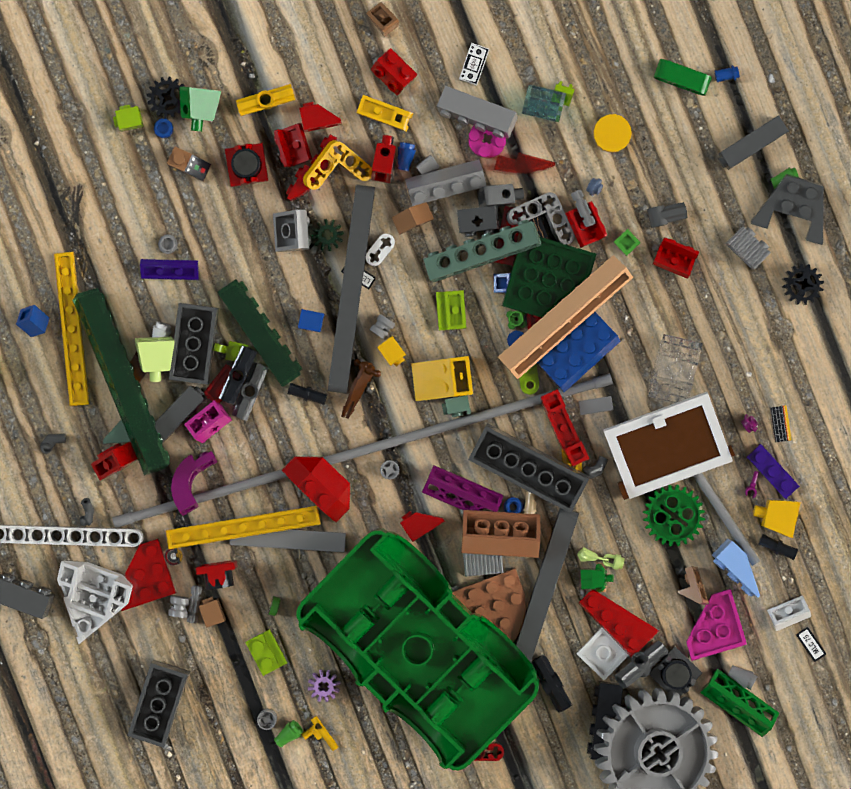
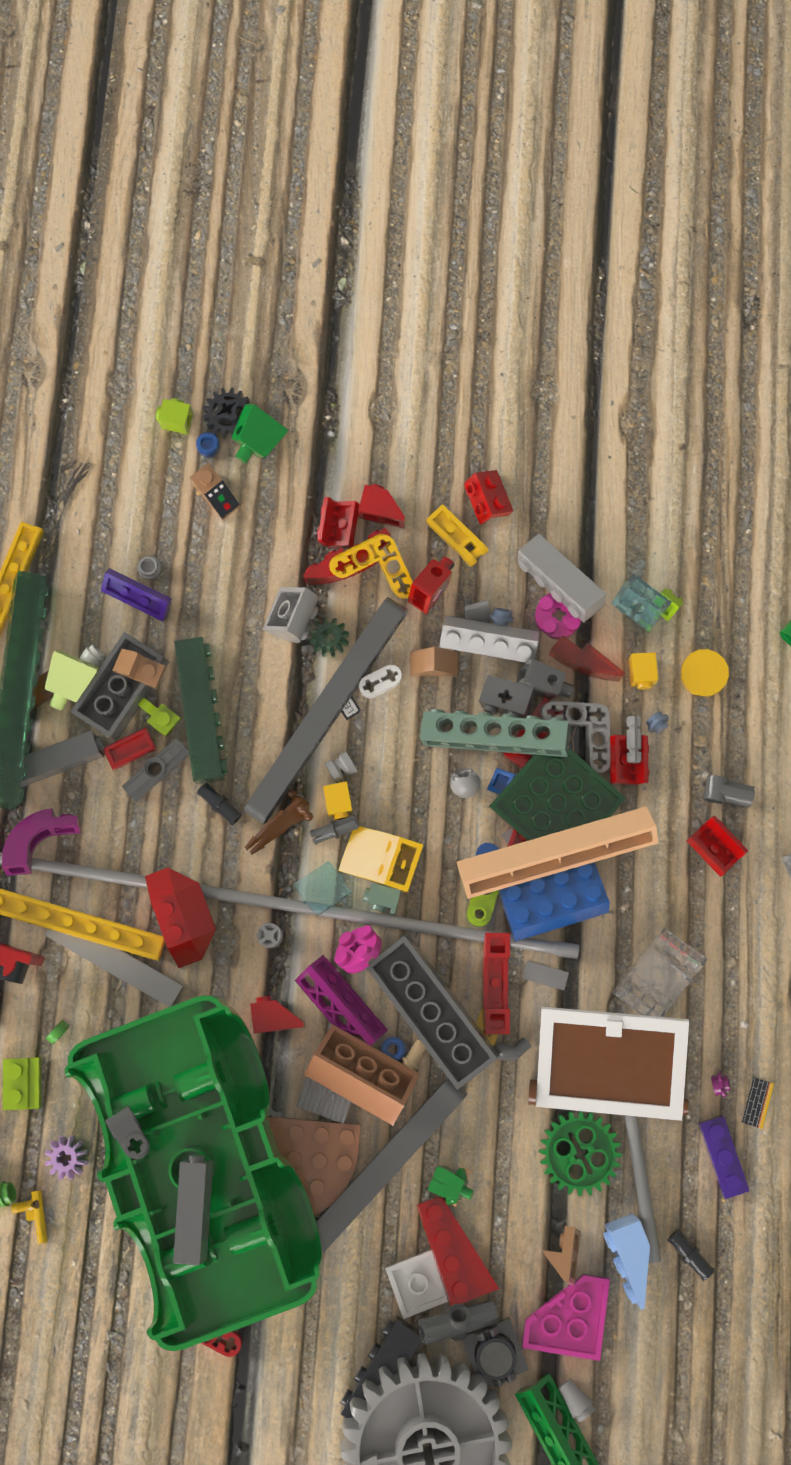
camera: 30 degrees right, 10 degrees down
(203, 325) = (139, 668): none -> medium nougat slope
(208, 422) = (90, 781): dark pink brick -> none
(233, 386) = (138, 753): black piece -> none
(246, 164) = (277, 520): piece -> none
(253, 104) = (347, 464): yellow piece -> none
(310, 320) = (263, 722): blue panel -> none
(362, 643) = (126, 1129): none -> dark grey piece
(383, 19) = (504, 437): medium nougat slope -> none
(399, 373) = (335, 829): none -> dark grey axle
(405, 155) = (458, 591): blue cone -> none
(411, 419) = (322, 888): none -> clear light blue piece
(433, 673) = (193, 1210): none -> dark grey brick
(446, 160) = (501, 616): none -> sand blue plate
(449, 446) = (357, 949): none -> dark pink plate
(451, 310) = (428, 785): lime plate -> none
(474, 64) = (581, 528): tile -> none
(476, 296) = (465, 783): none -> light grey piece
(511, 318) = (495, 824): bright green plate -> none
(551, 683) = (337, 1291): black piece -> none
(567, 153) = (643, 670): none -> yellow brick
(587, 555) = (453, 1151): yellowish green piece -> none
(627, 242) = (667, 802): bright green plate -> none
(752, 484) = (691, 1162): magenta hand -> none
(779, 516) = (708, 1216): yellow torso -> none
(789, 613) = (669, 1346): white slope -> none
(811, 644) = (679, 1399): sticker -> none

